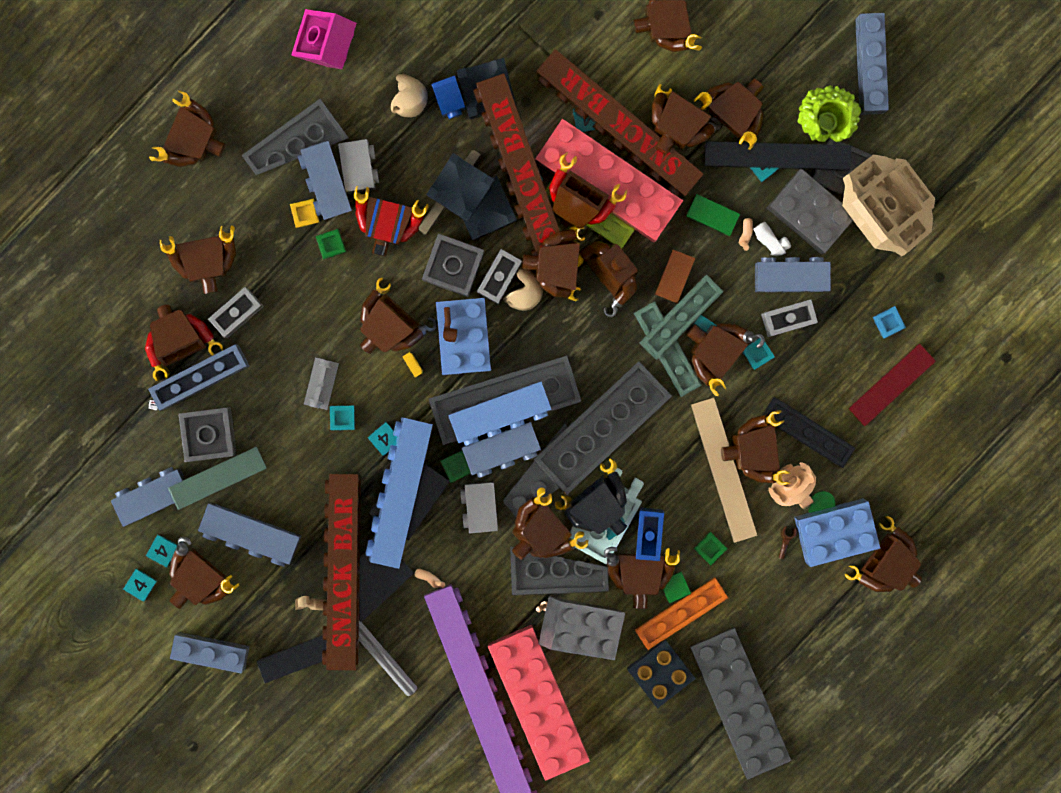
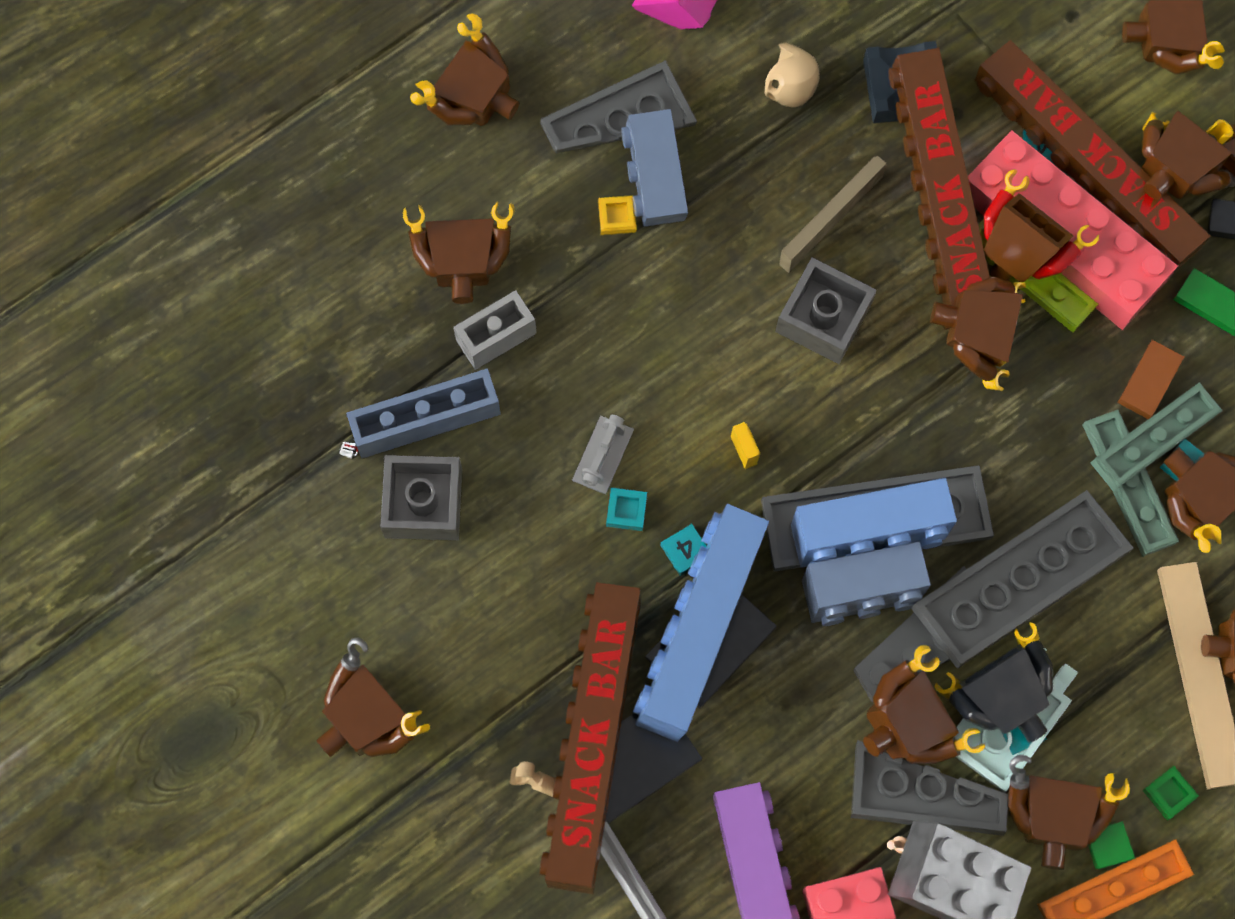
camera: 10 degrees right, 15 degrees down
(140, 585) = (275, 712): teal tile -> none
(147, 498) = (318, 579): sand blue brick -> none
(162, 550) = (317, 665): teal tile -> none
(175, 338) = (400, 353): reddish brown torso -> none
(209, 652) = (363, 831): sand blue brick -> none
(217, 478) = (423, 564): sand green tile -> none
(249, 533) = (457, 657): sand blue brick -> none
(292, 659) = (491, 865): black tile -> none
(331, 244) = (648, 262): green tile -> none
(357, 165) = (704, 159): light grey brick -> none
(386, 221) = (736, 238): torso -> none
(388, 324) = (718, 381): reddish brown torso -> none
(430, 578) = (724, 770): light nougat piece -> none
(449, 97) = (849, 81): blue slope -> none
(449, 334) = (811, 397): reddish brown hand -> none
(456, 466) = (789, 607): green tile -> none
(460, 187) = (853, 197): black brick -> none
(471, 347) = (827, 415): medium blue brick -> none
(481, 507) = (819, 671): light grey brick -> none
(491, 214) = (881, 241): black brick -> none
(499, 276) = (892, 336): light grey brick -> none
(527, 296) = (931, 366): tan helmet -> none
(613, 270) = (1063, 351): reddish brown torso -> none
(649, 534) = (1081, 748): blue slope -> none

